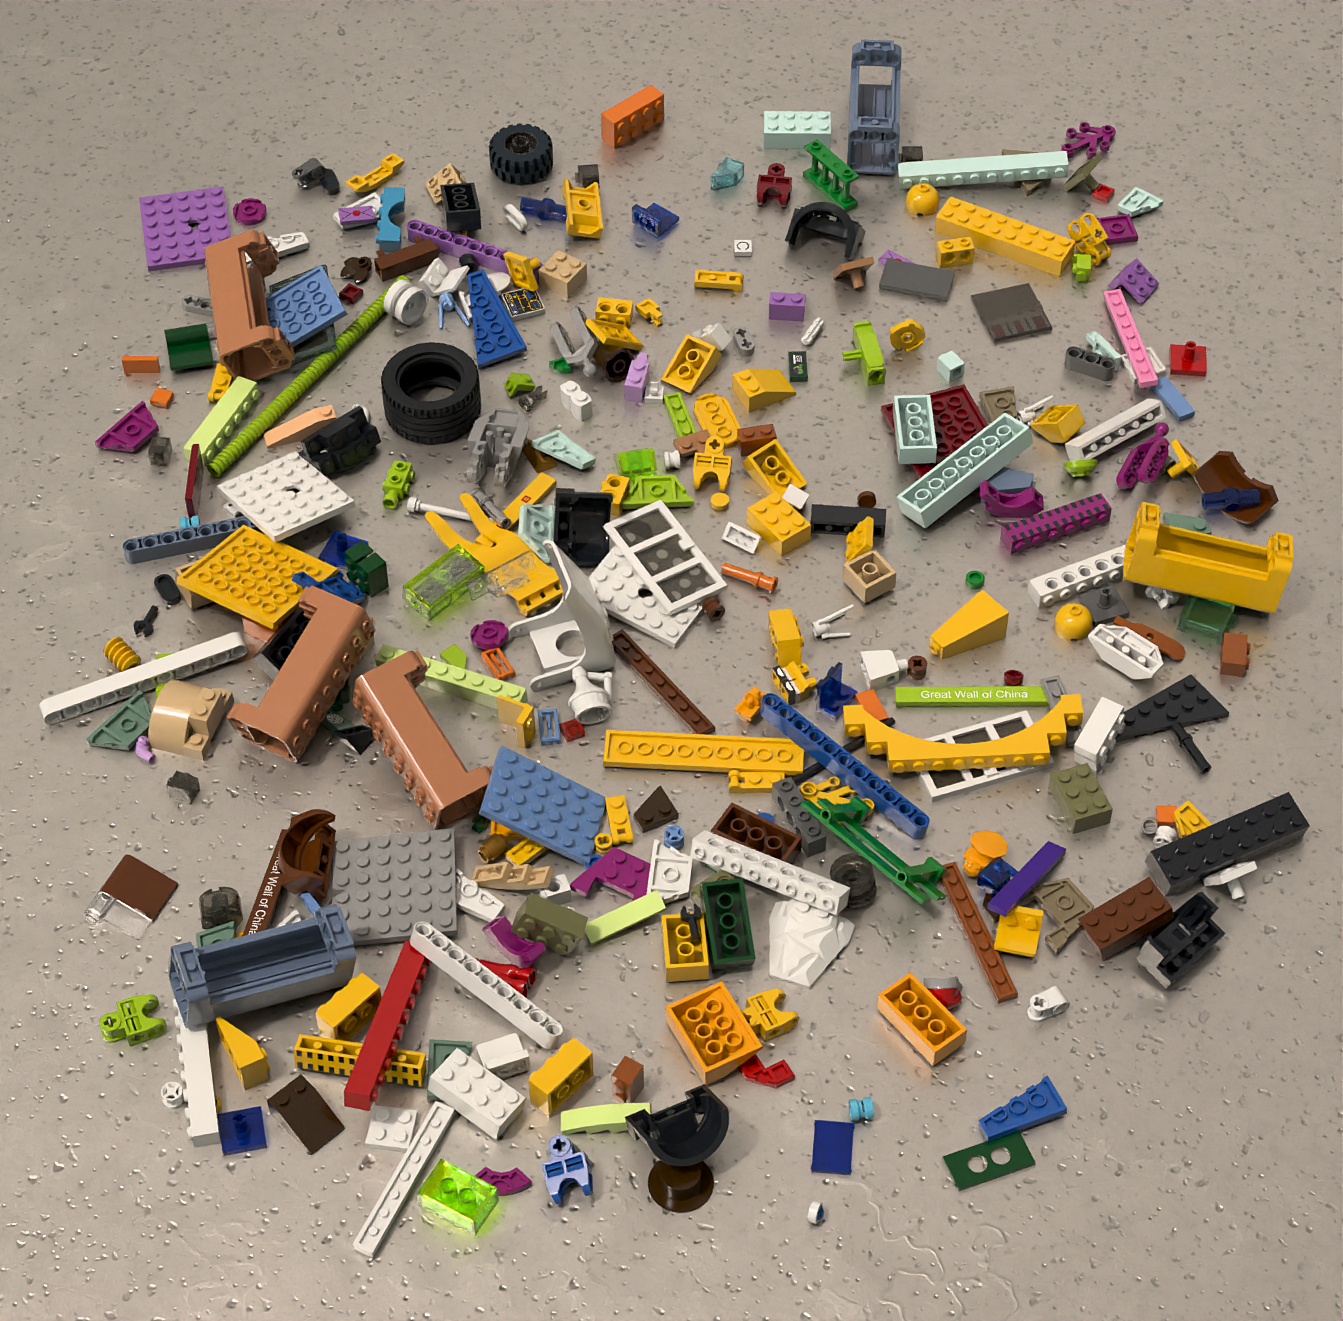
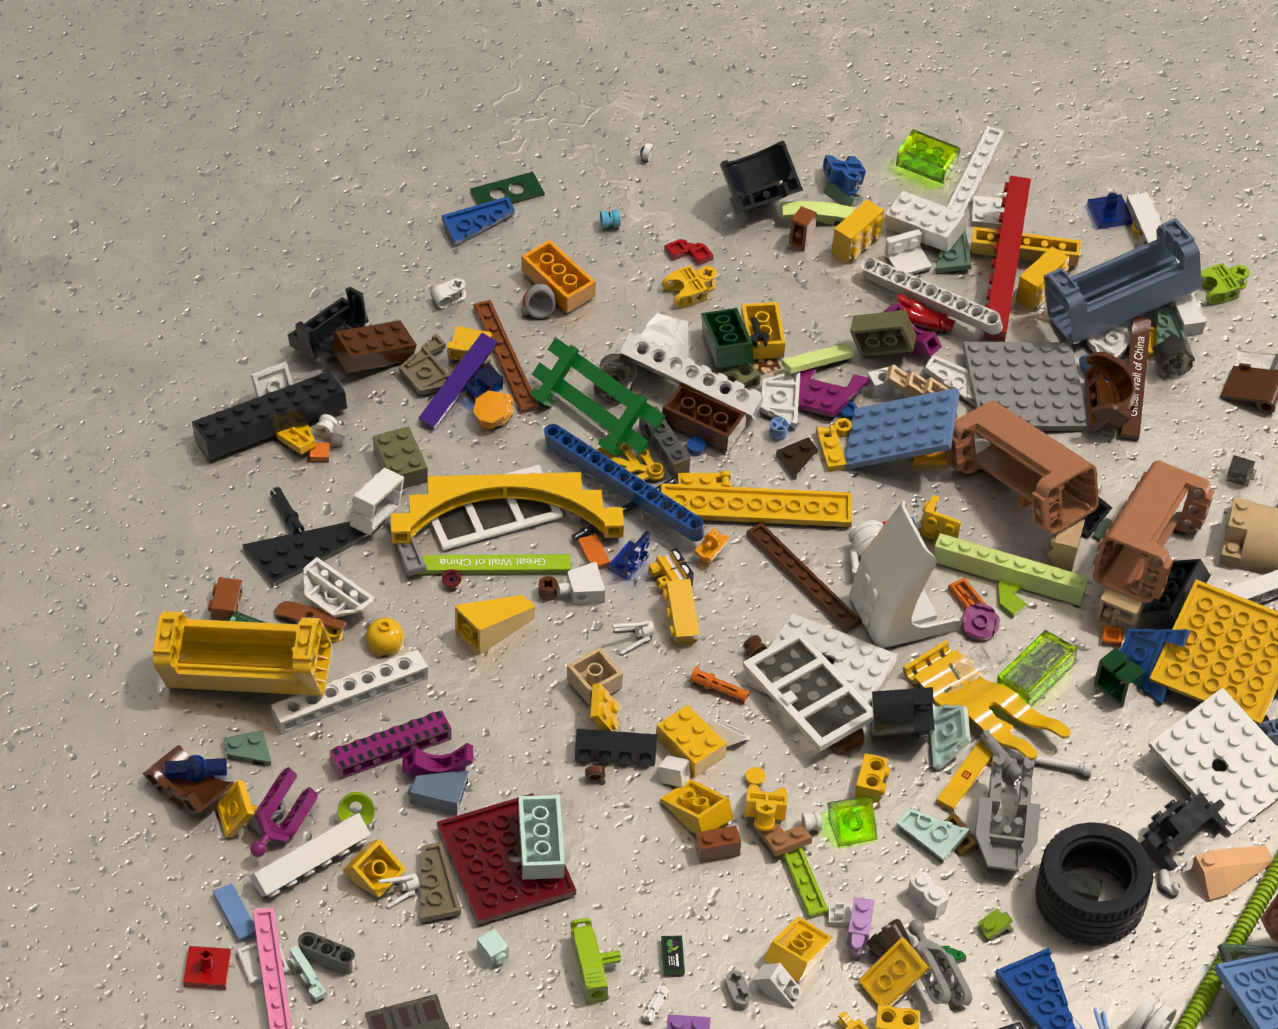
camera: 175 degrees right, 0 degrees up
(245, 1055) = (1117, 240): yellow slope -> none
(304, 1114) = (1063, 217): dark brown slope -> none
(336, 547) = (1149, 716): clear blue tile -> none
(397, 483) = (1110, 792): lime brick -> none
(506, 1182) = (896, 177): magenta tile -> none
(526, 401) = (984, 900): clear smoke piece -> none
(655, 488) = (823, 783): lime wing -> none
(712, 1032) = (737, 262): light orange slope -> none
(717, 417) = (763, 881): yellow tile -> none
(761, 387) = (713, 919): yellow slope -> none
(832, 1147) = (633, 200): clear blue piece -> none
(909, 327) = (543, 978): yellow plate -> none
(965, 470) = (486, 783): light aqua brick -> none
(974, 579) = (482, 688): green tile -> none
(1104, 605) = (350, 657): dark grey tile -> none

